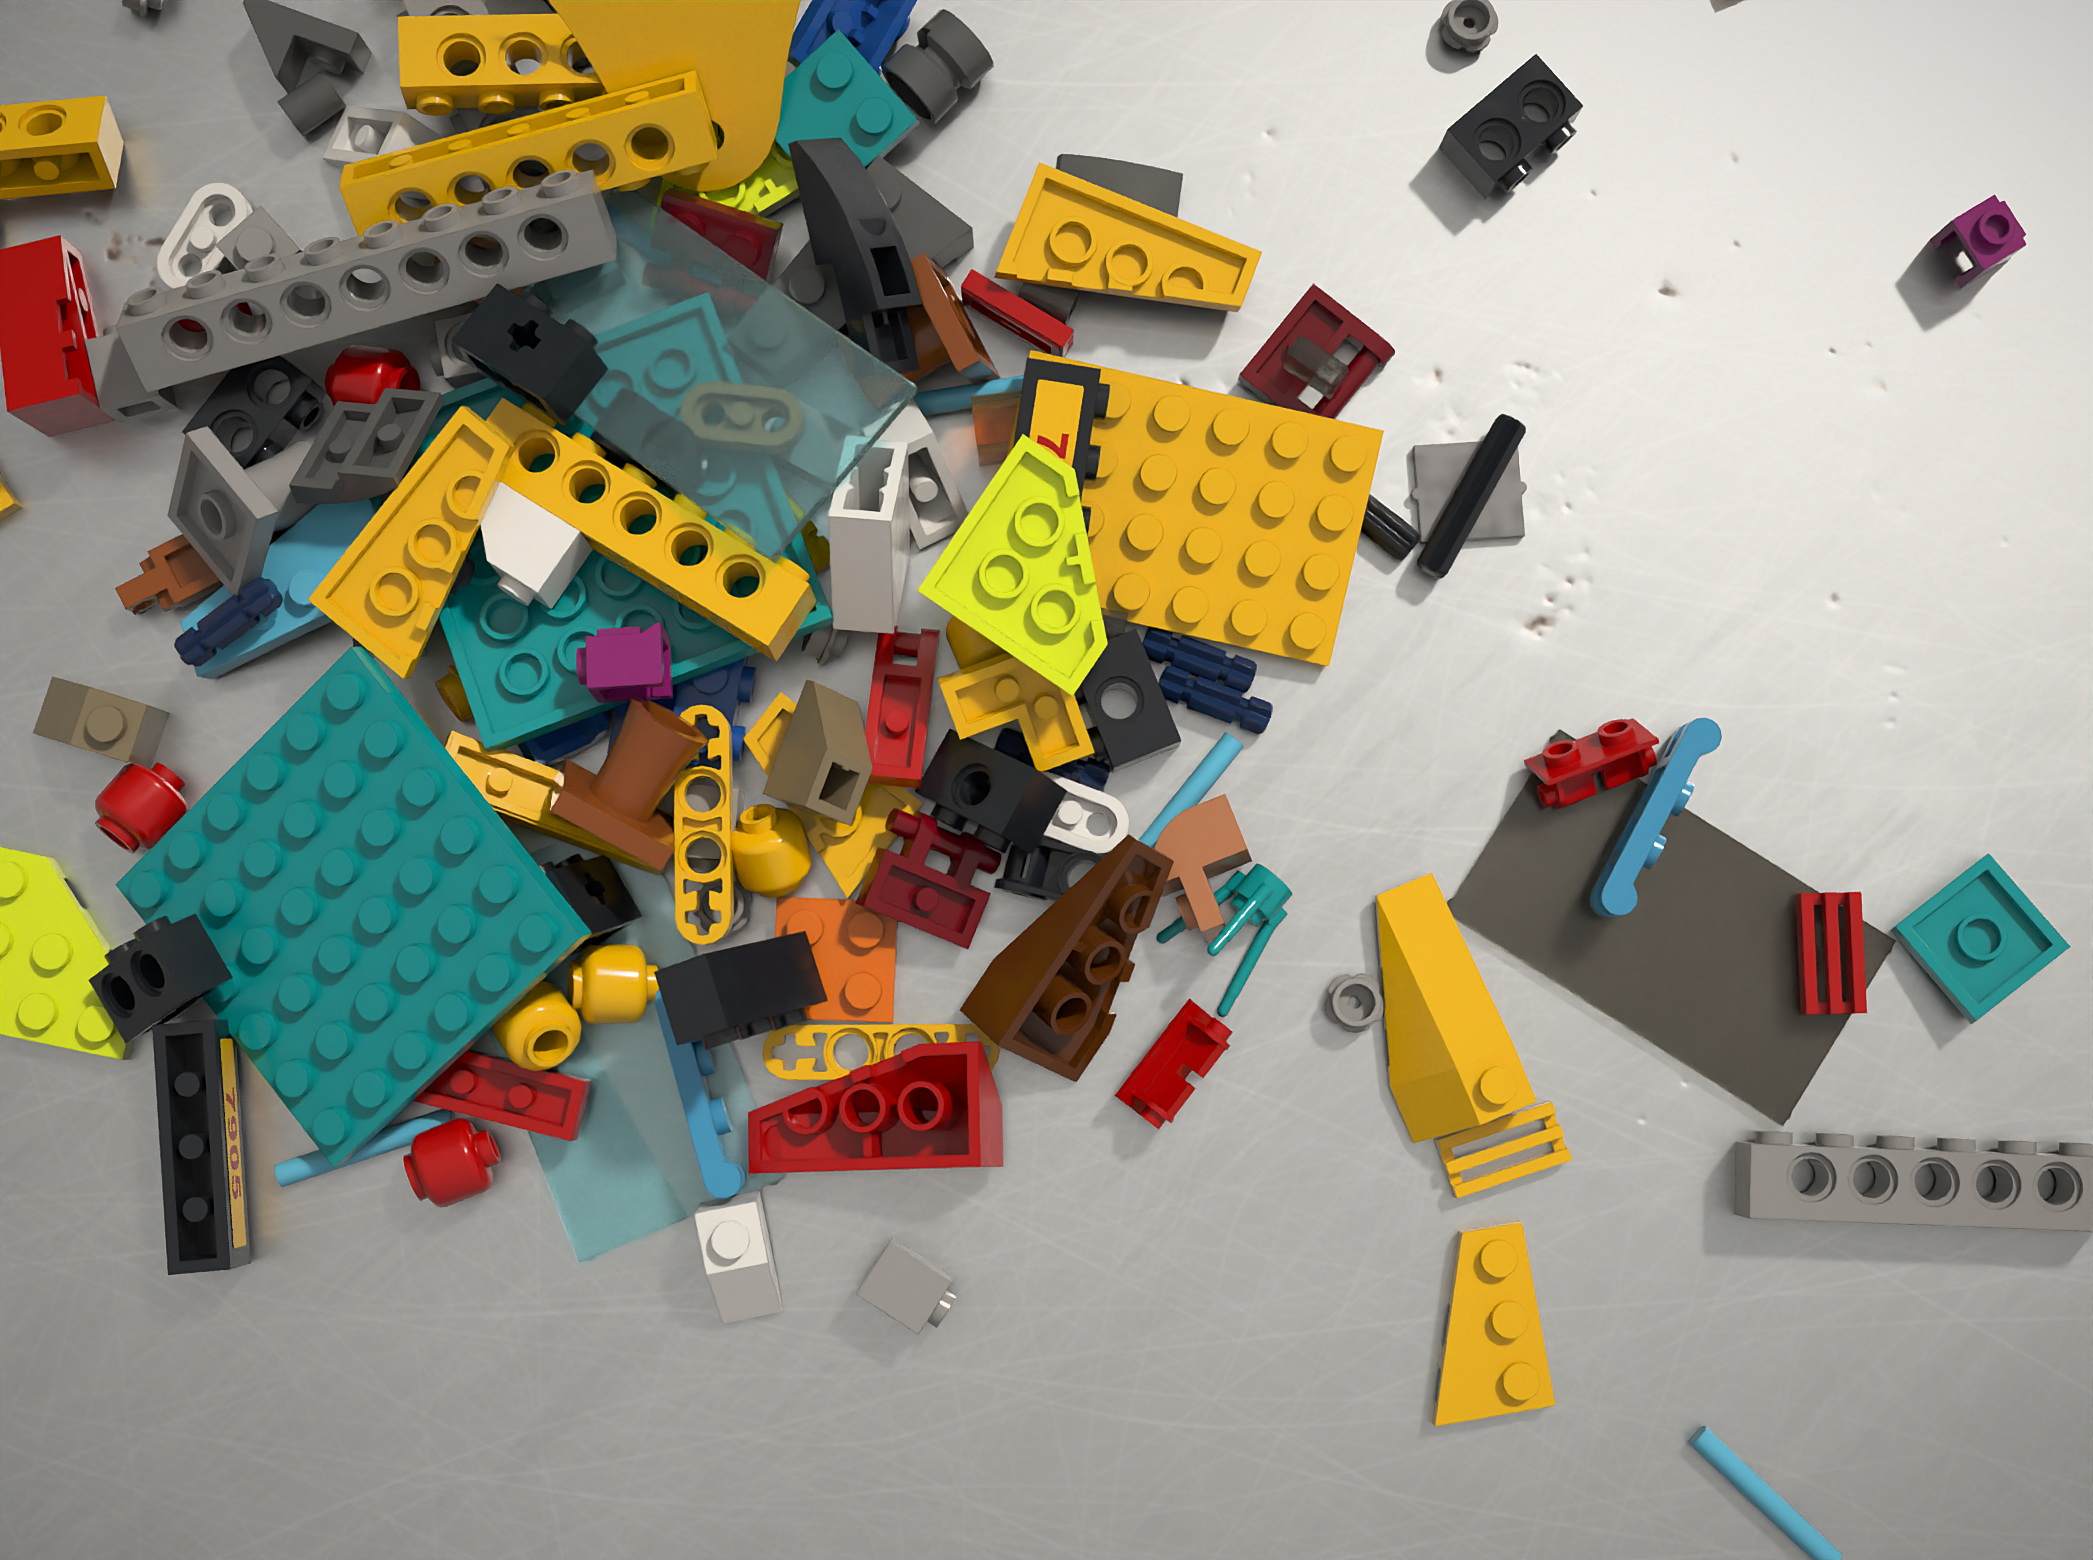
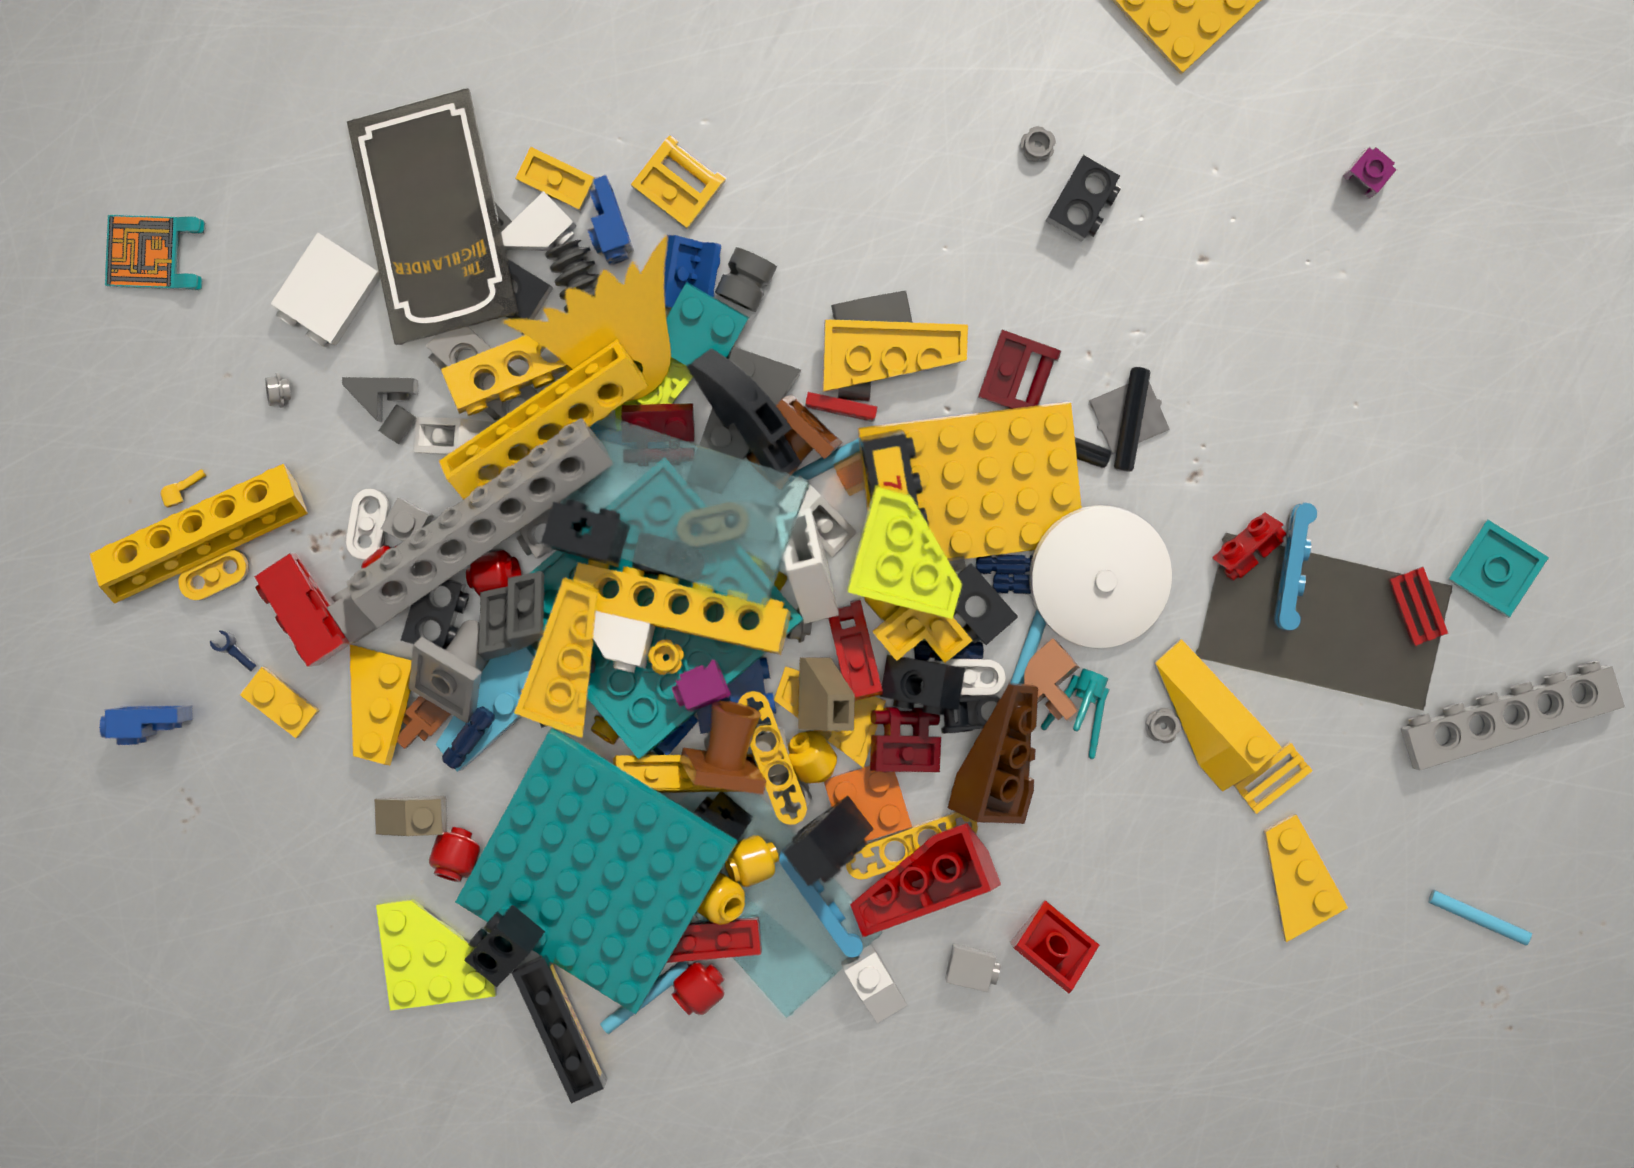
camera: 15 degrees left, 5 degrees up
(110, 522) = (377, 702): none -> yellow wing
(581, 586) = (656, 655): none -> yellow plate
(1056, 1299) = (1055, 946): none -> red slope
(1187, 1044) = (1079, 781): red hinge -> none
(1315, 367) = (1020, 380): clear smoke tile -> none
(1336, 725) = (1100, 576): none -> white dish

